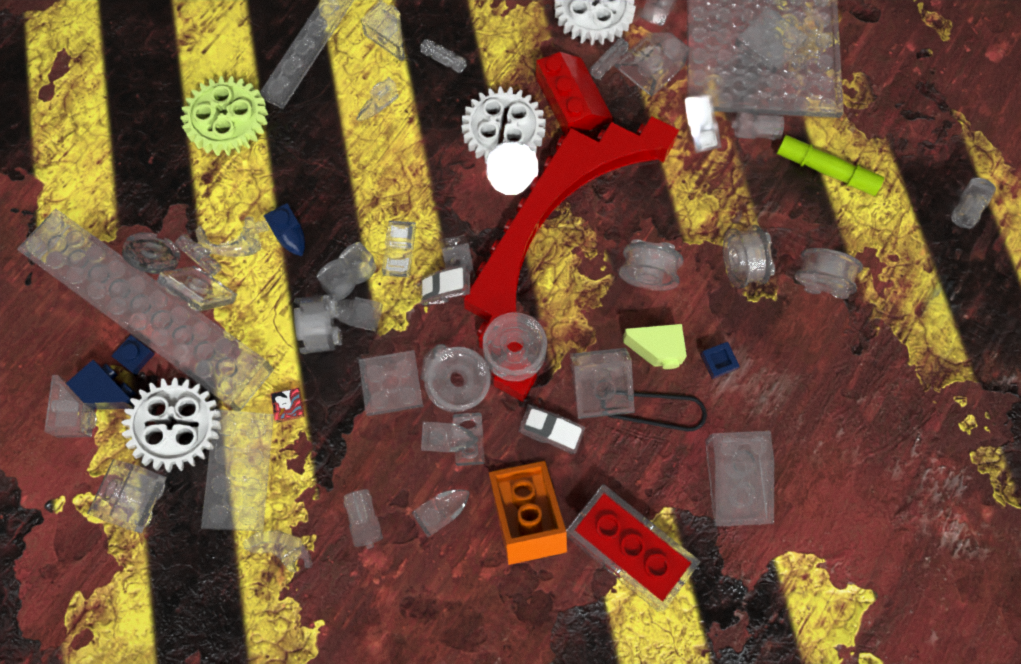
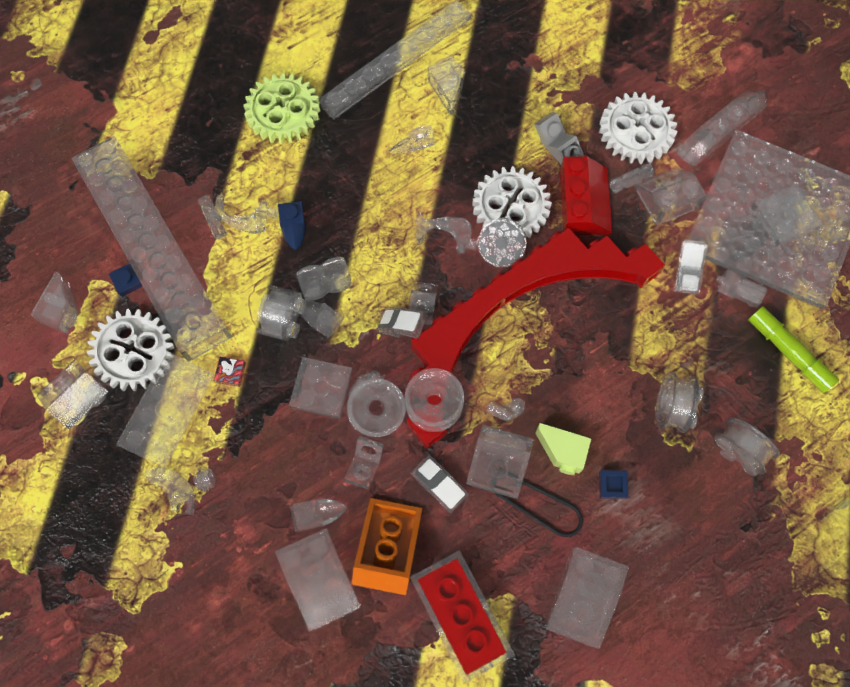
camera: 25 degrees right, 0 degrees up
(100, 389) = (88, 296): dark blue slope -> none
(150, 253) = (173, 201): clear tile -> none
(196, 288) = (197, 244): clear plate -> none
(310, 524) = (204, 479): none -> clear plate
(362, 518) = (248, 494): clear piece -> none
(399, 249) = (378, 275): clear slope -> none
(443, 55) = (486, 122): clear axle -> none
(446, 437) = (346, 453): clear plate -> none
(461, 169) = (458, 227): none -> clear animal
(472, 574) = (318, 579): none -> clear slope
(518, 47) = (556, 140): none -> light grey slope
(588, 332) = (508, 411): none -> clear arm
(651, 265) = (586, 376): clear wheel -> none

